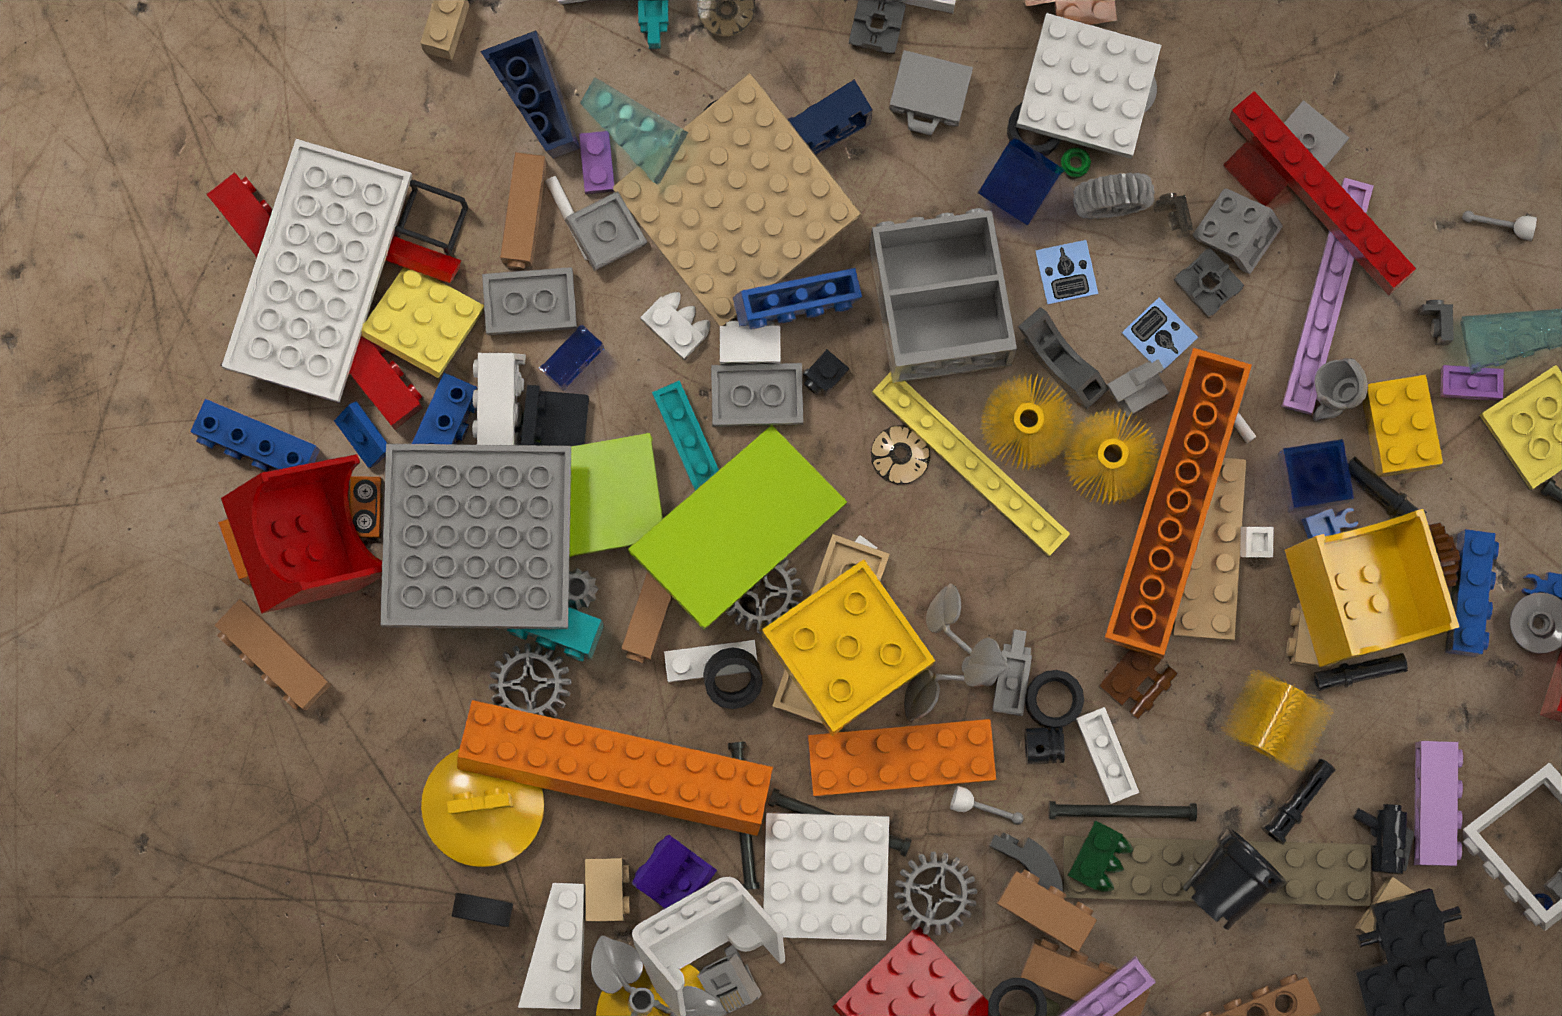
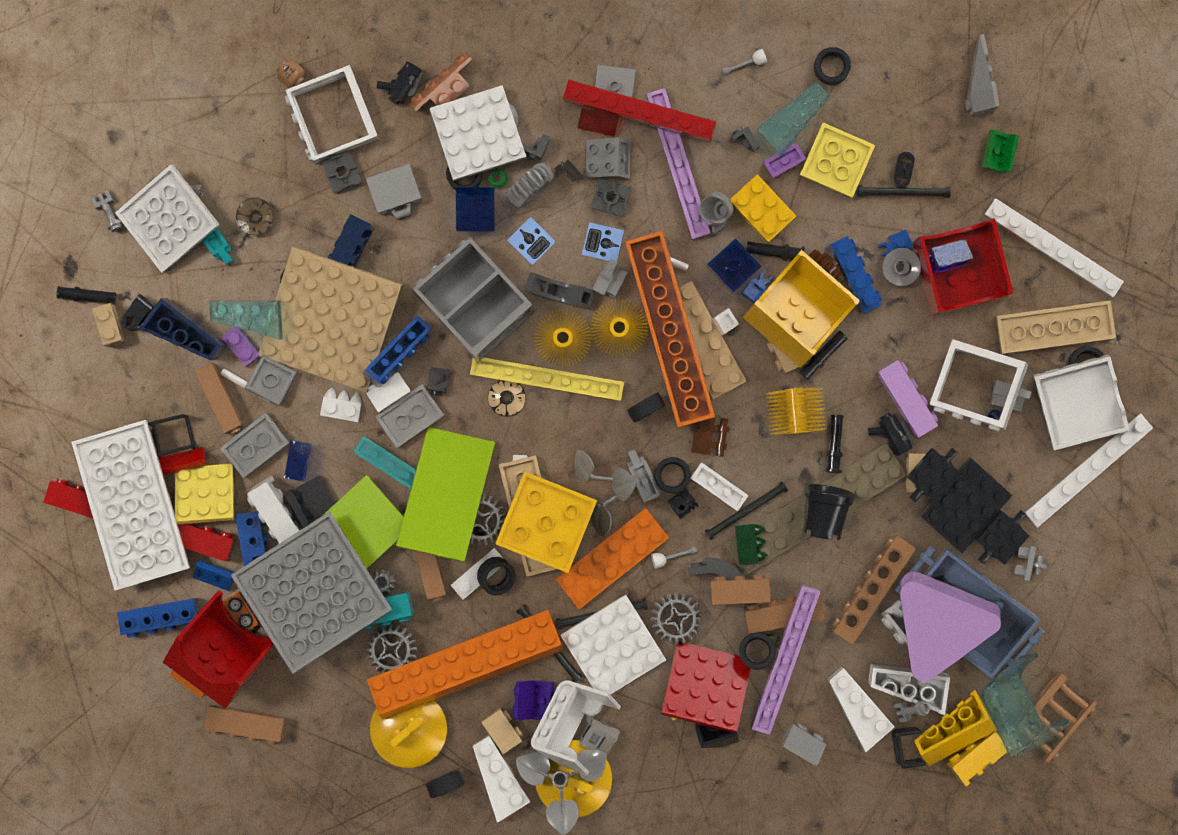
camera: 35 degrees left, 5 degrees up
(492, 31) = (138, 311): none -> black piece
(1078, 585) = (646, 407): none -> black tyre
(1161, 156) = (540, 145): none -> dark grey bracket

